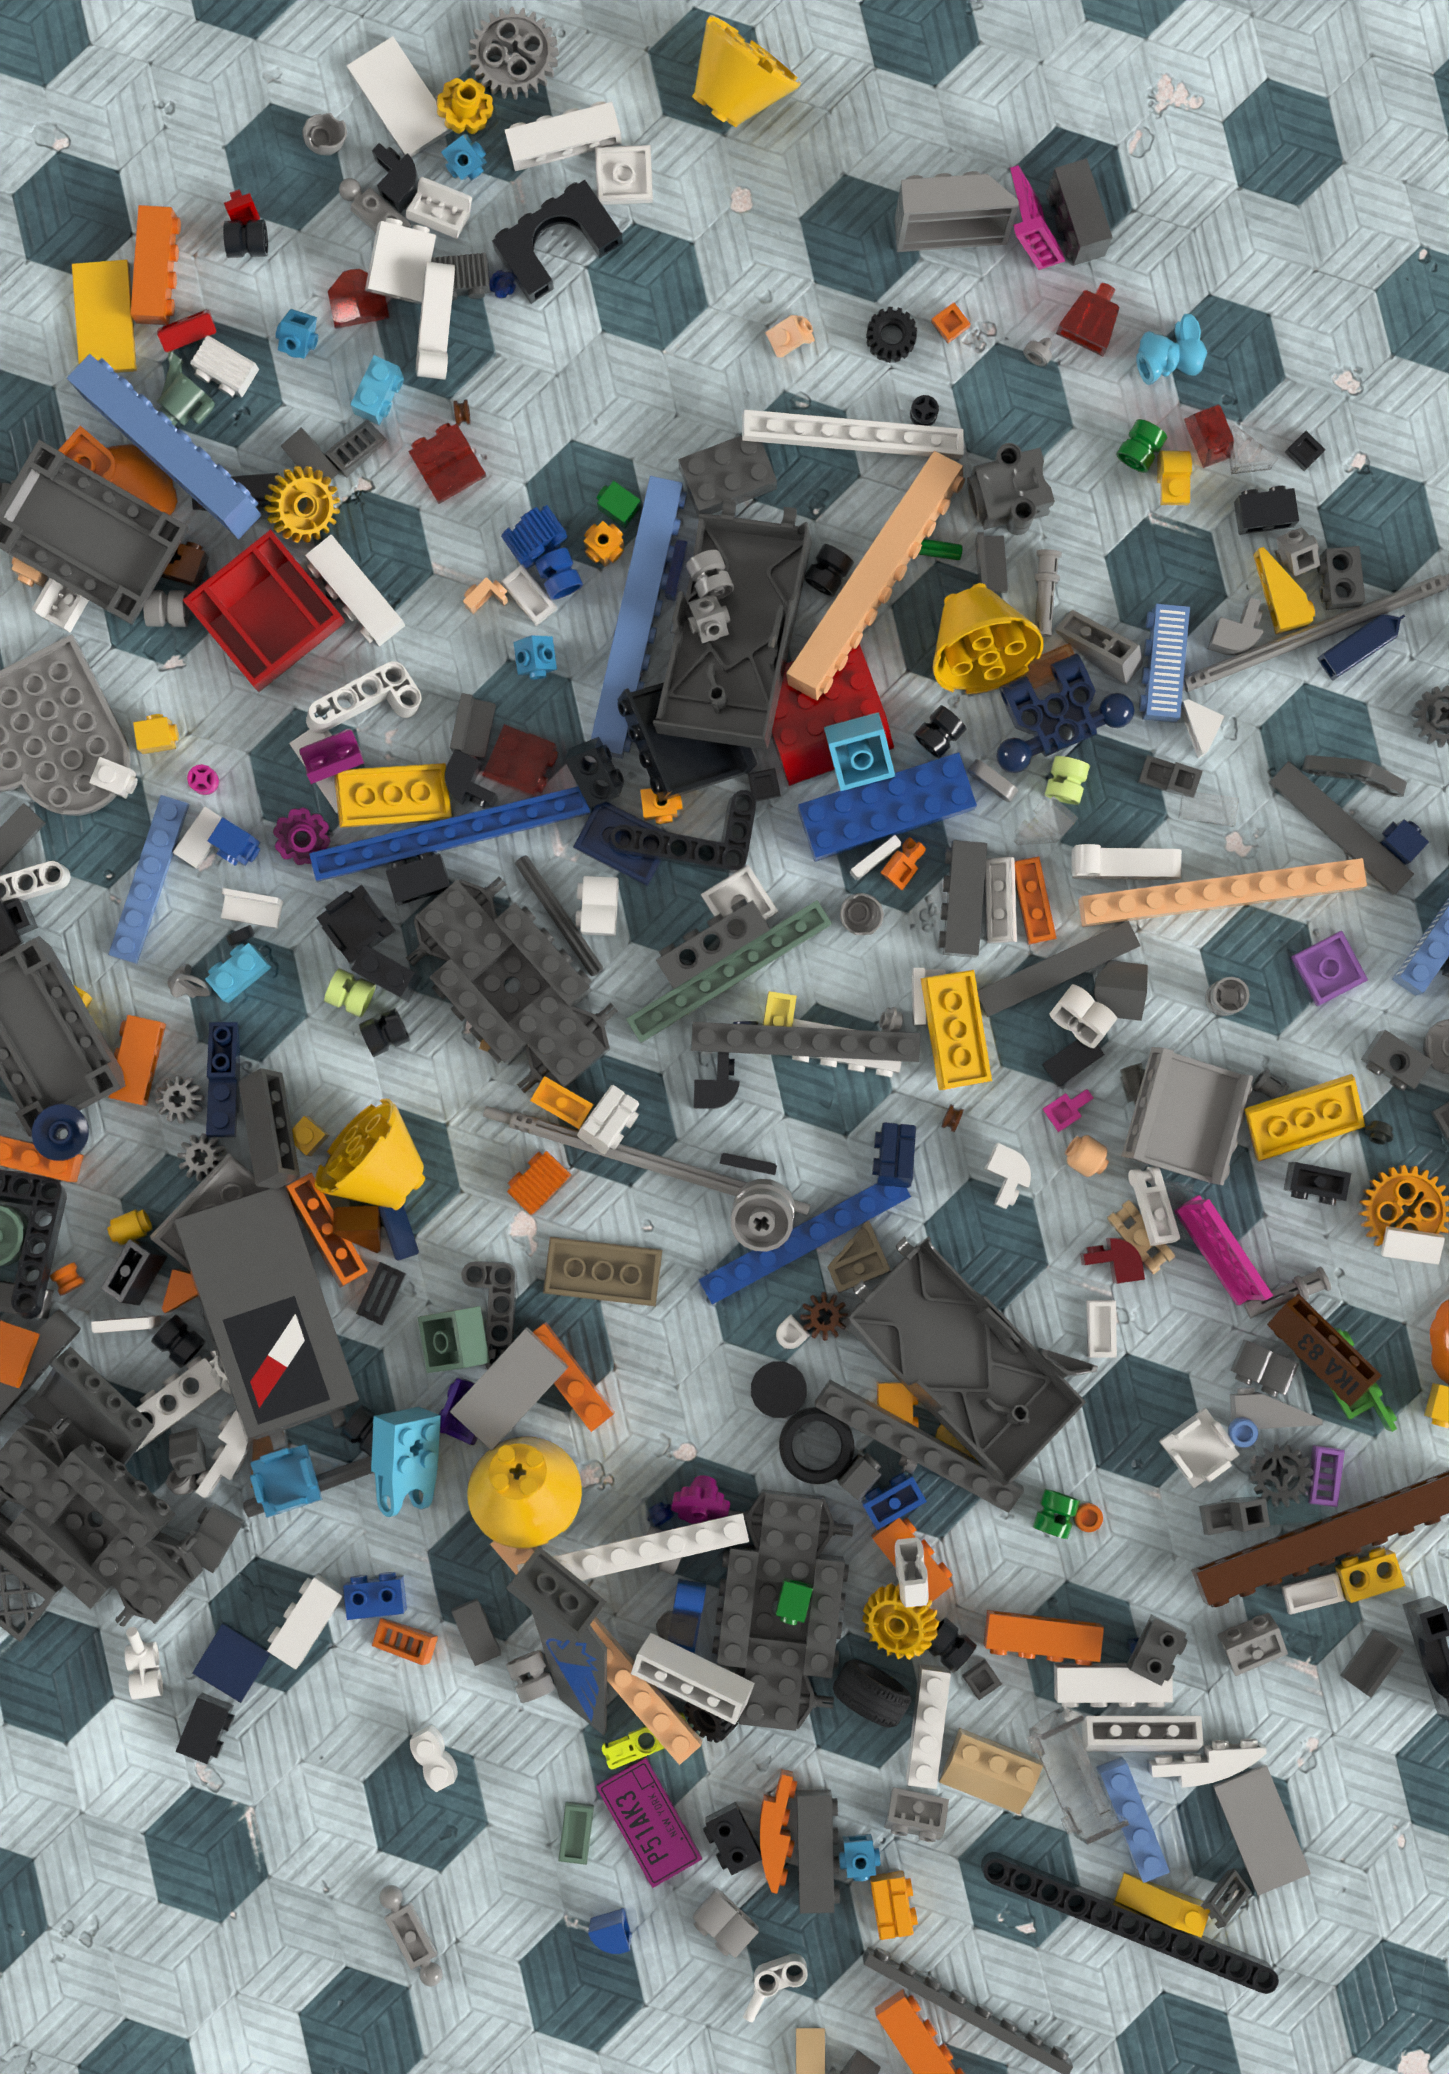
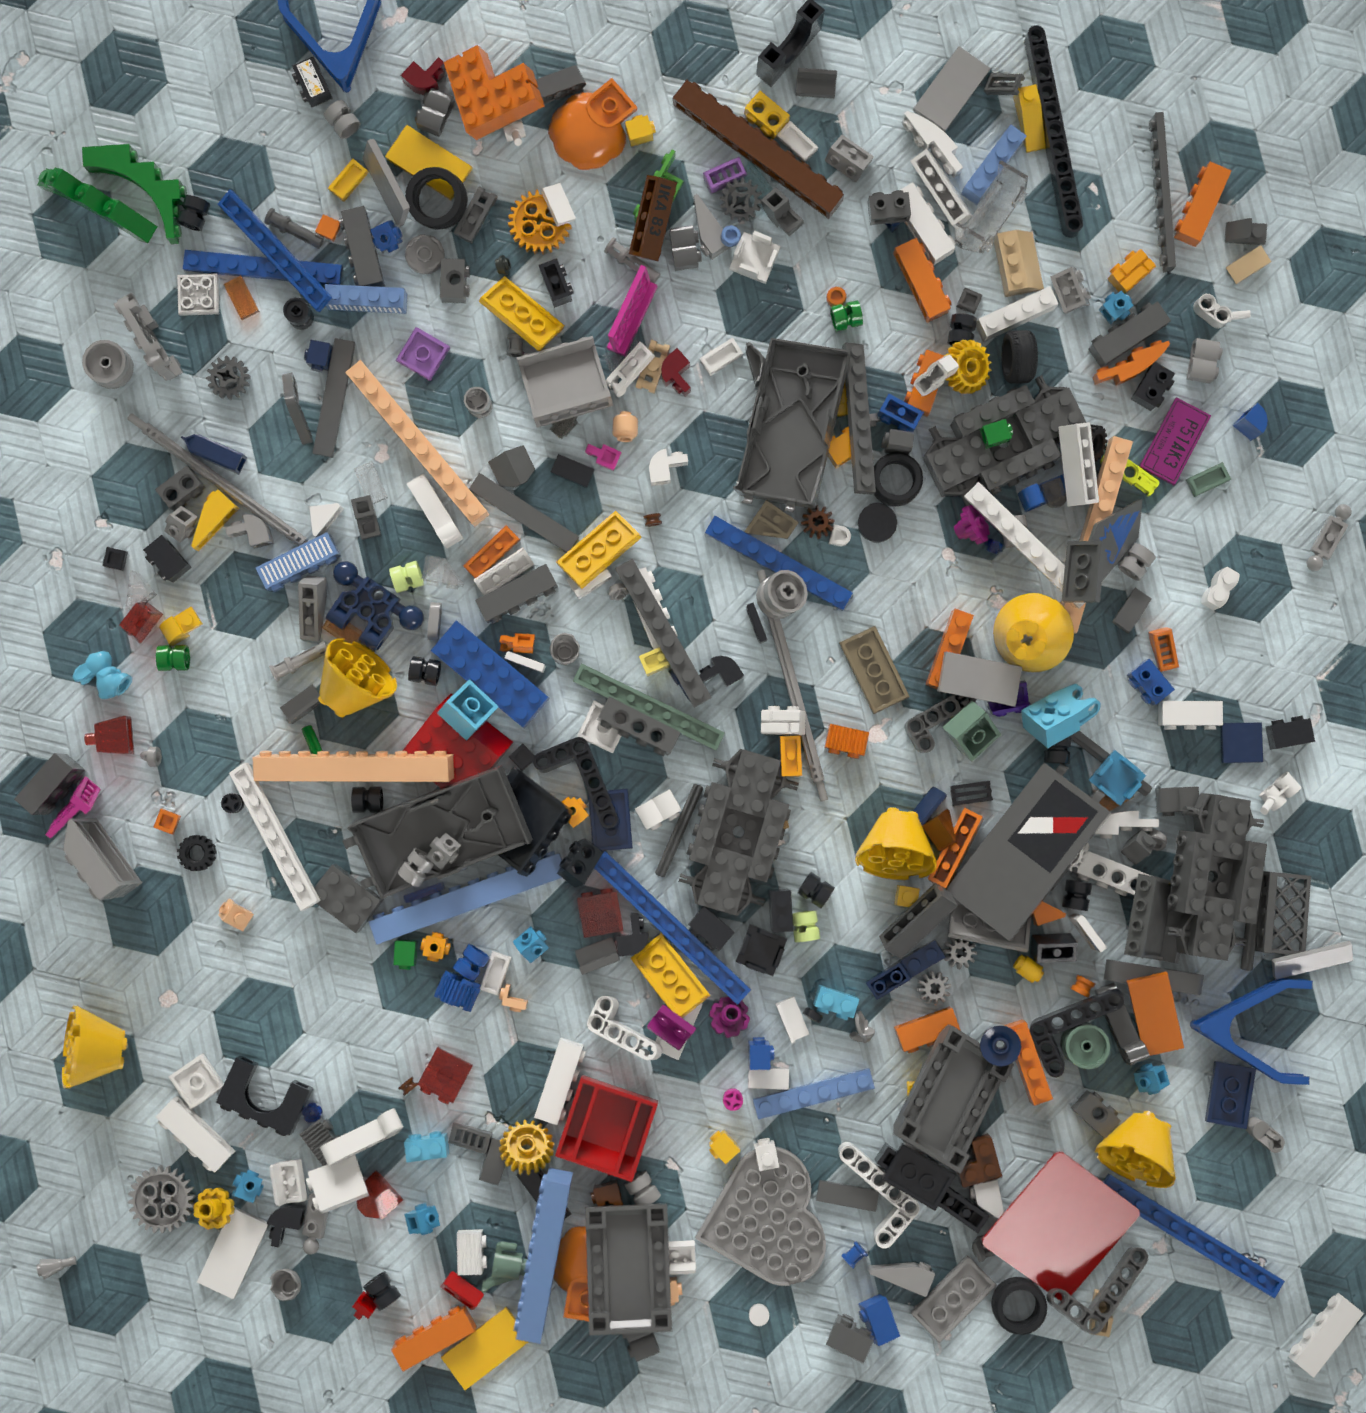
camera: 125 degrees left, 0 degrees up
(896, 1155) = (695, 539): dark blue brick -> none
(1004, 490) = (253, 724): dark grey piece -> none
(1083, 1016) = (543, 479): white brick -> none

